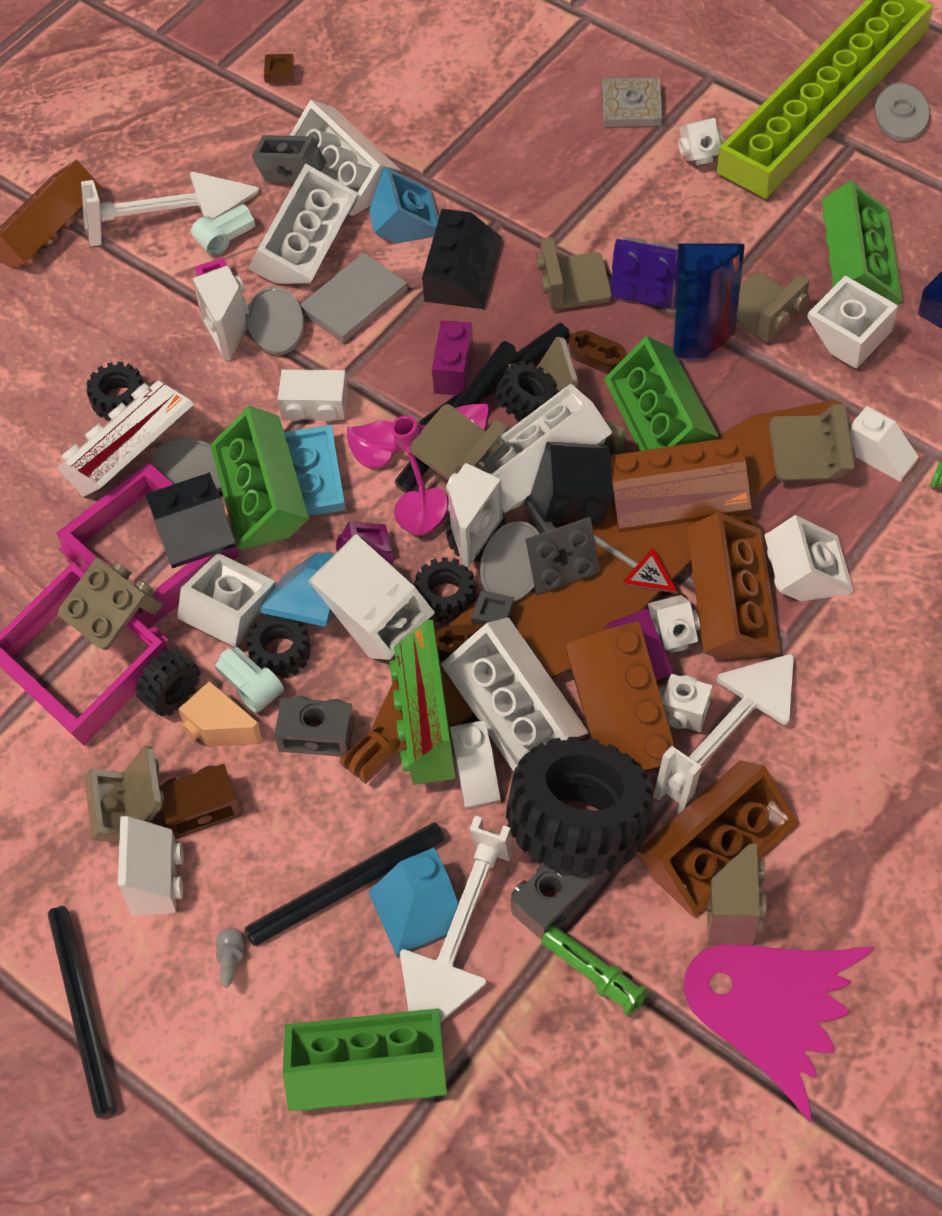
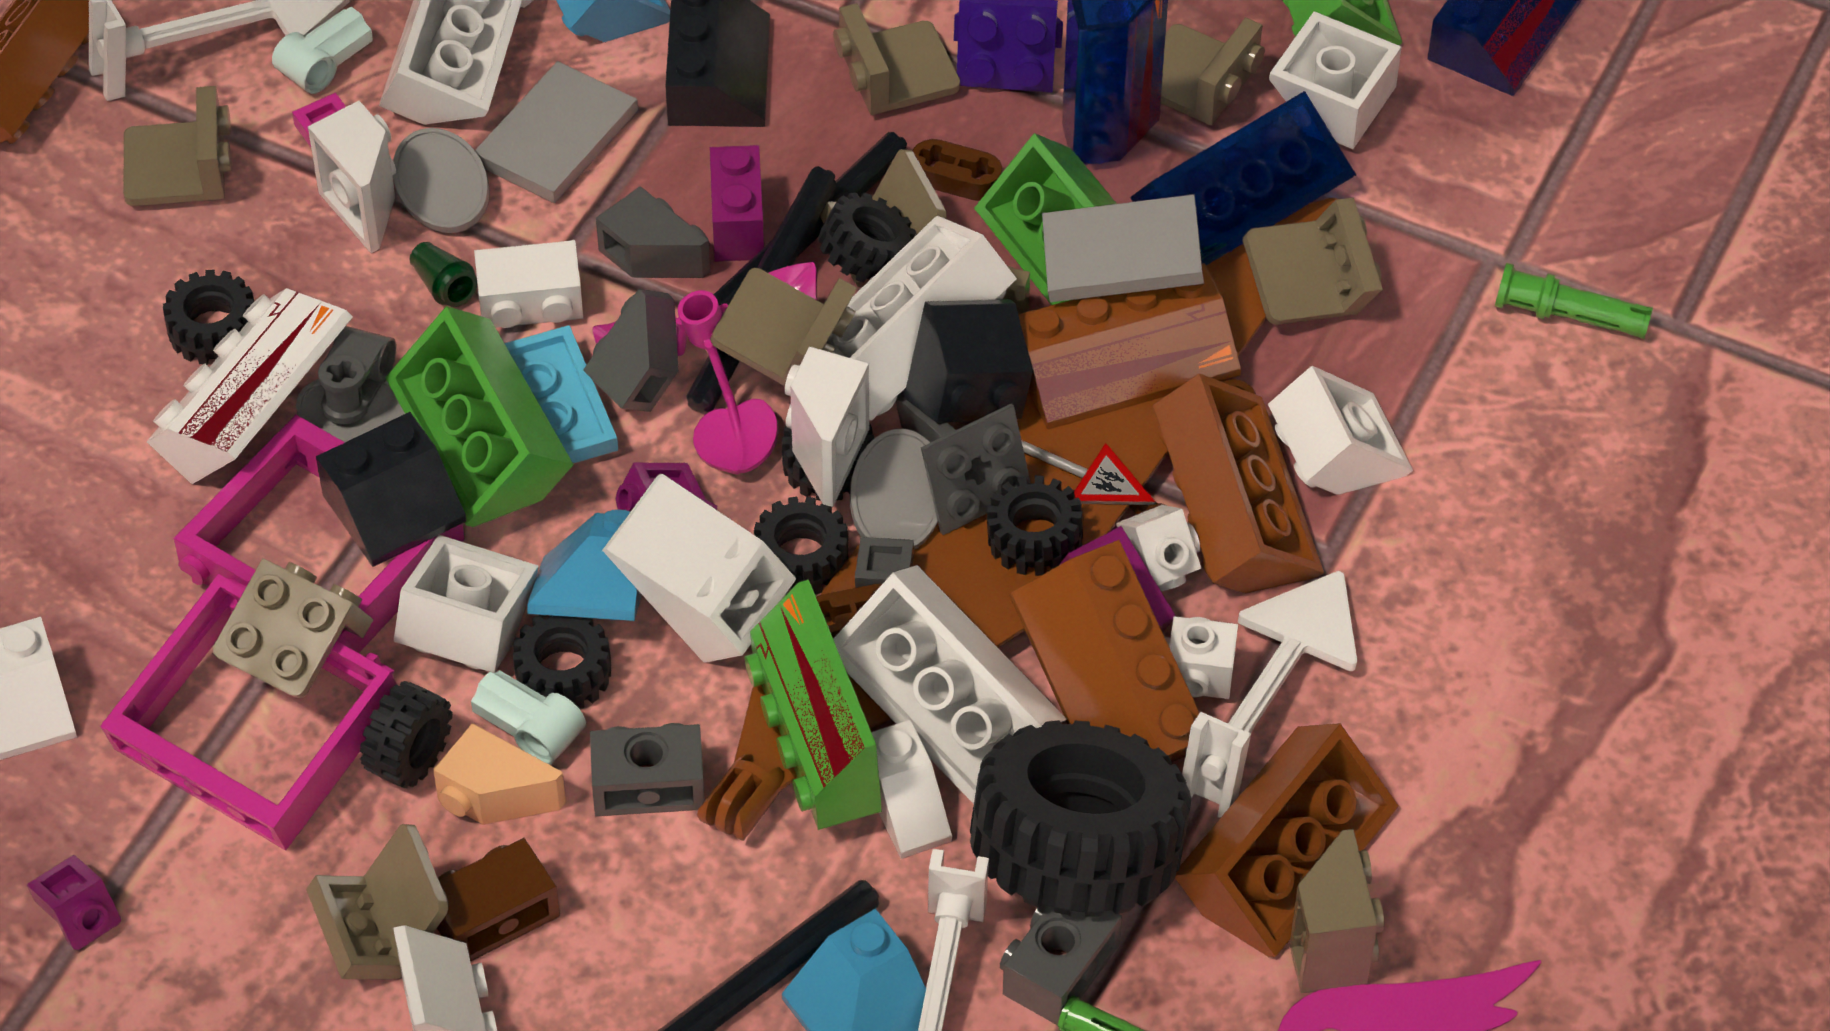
camera: 15 degrees left, 5 degrees down
(121, 288) = (179, 158): none -> dark tan bracket
(190, 439) = (354, 373): none -> dark grey piece
(262, 381) = (444, 274): none -> dark green cone
(368, 449) = (638, 353): none -> dark grey slope
(394, 374) = (651, 240): none -> dark grey slope
(590, 582) = (1034, 502): none -> black tyre
(685, 420) = (1122, 248): none -> light grey tile
(779, 383) = (1256, 175): none -> clear blue slope
(882, 444) = (1415, 252): white slope -> none

